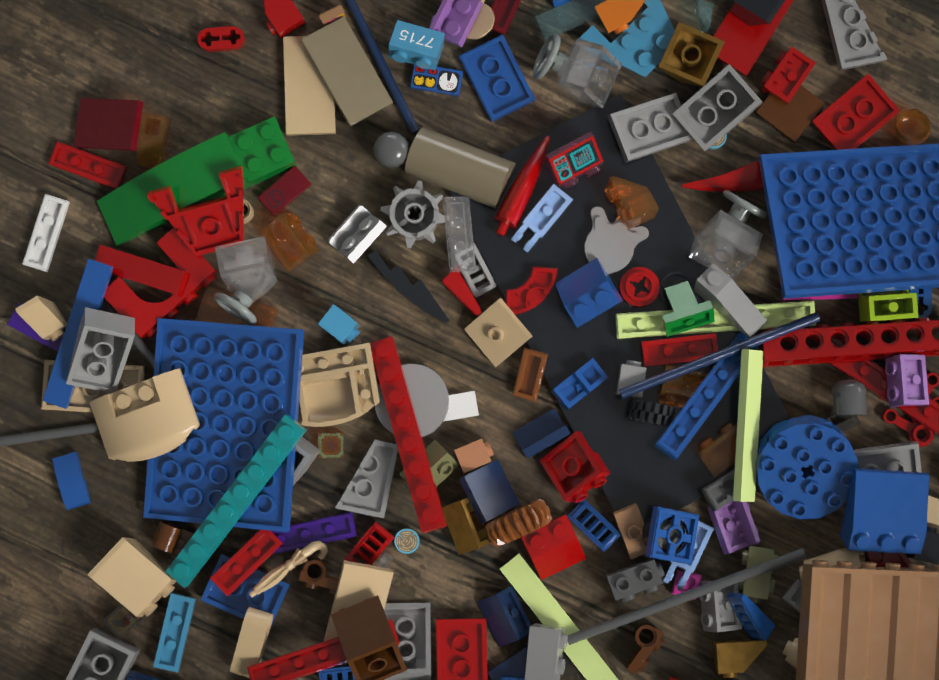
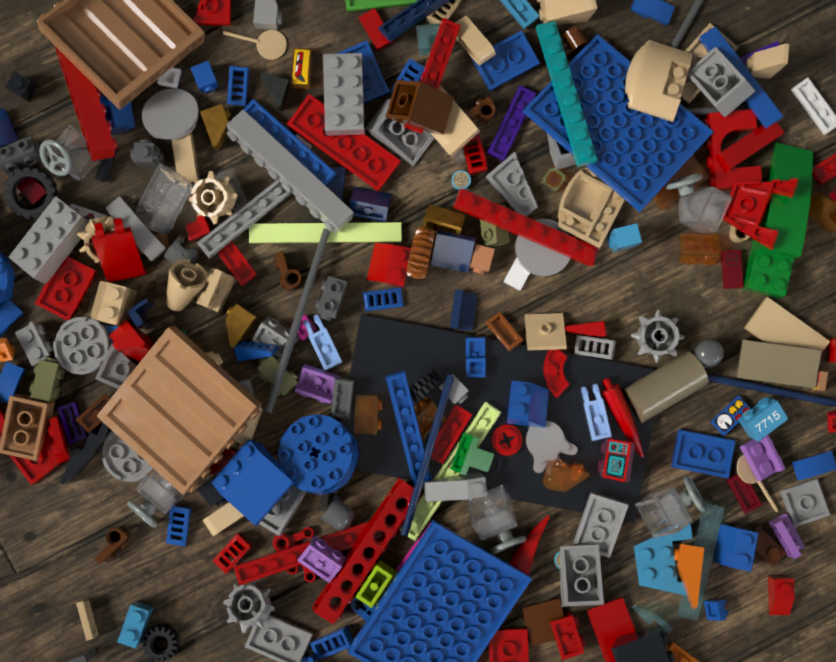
camera: 135 degrees right, 0 degrees up
(246, 561) = (524, 73): red plate -> none
(277, 574) = (501, 84): tan piece -> none
(356, 233) = (673, 292): light grey bracket -> none
(415, 293) = (607, 300): black slope -> none
(459, 234) = (625, 354): clear tile -> none
(575, 468) = (426, 314): red plate -> none
(631, 526) = (361, 320): medium nougat plate -> none
(666, 534) = (343, 336): blue piece -> none
(690, 55) = (626, 584): pearl gold slope -> none
(748, 425) = (371, 438): yellowish green tile -> none

